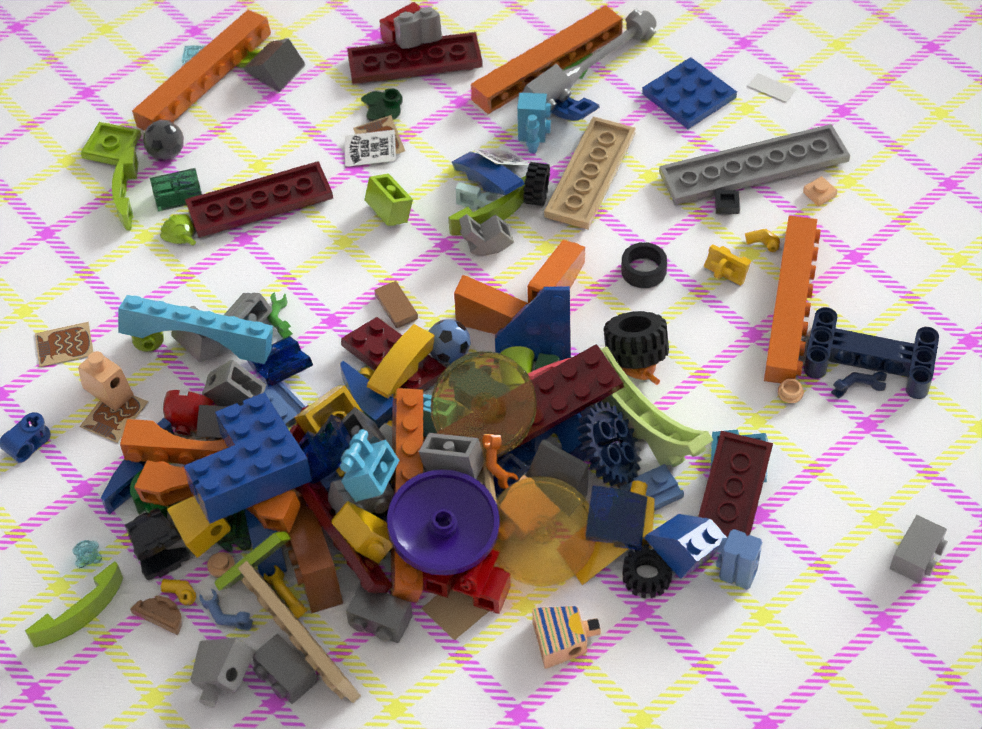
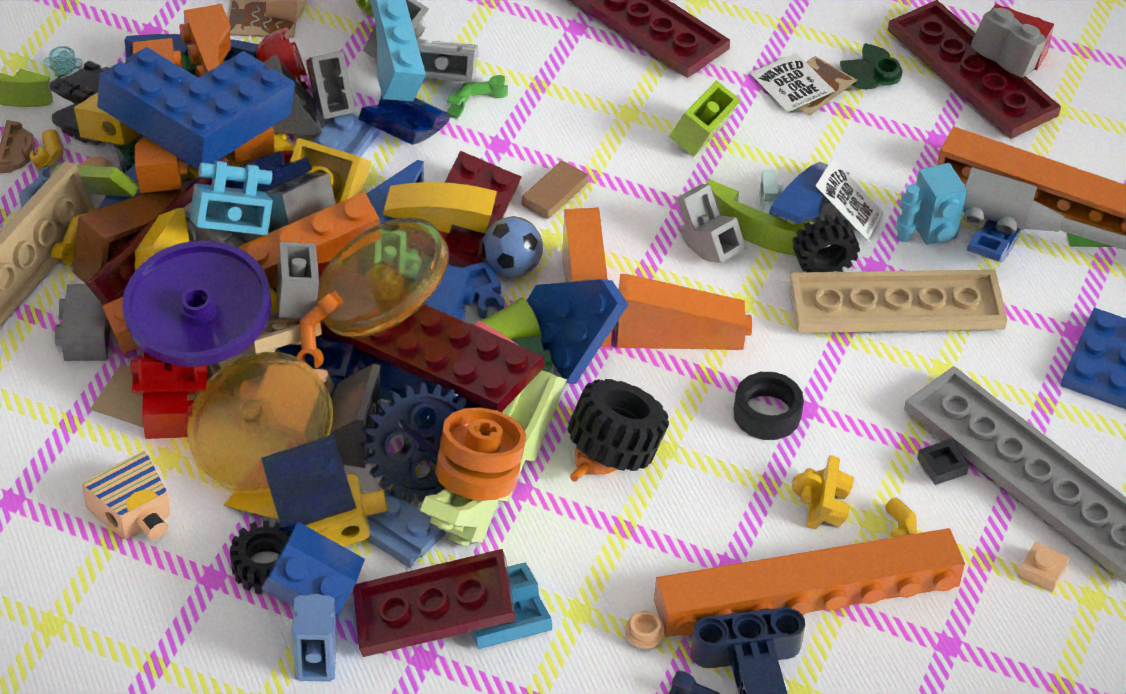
camera: 60 degrees right, 5 degrees down
(655, 408) = (480, 454): none -> orange wheel

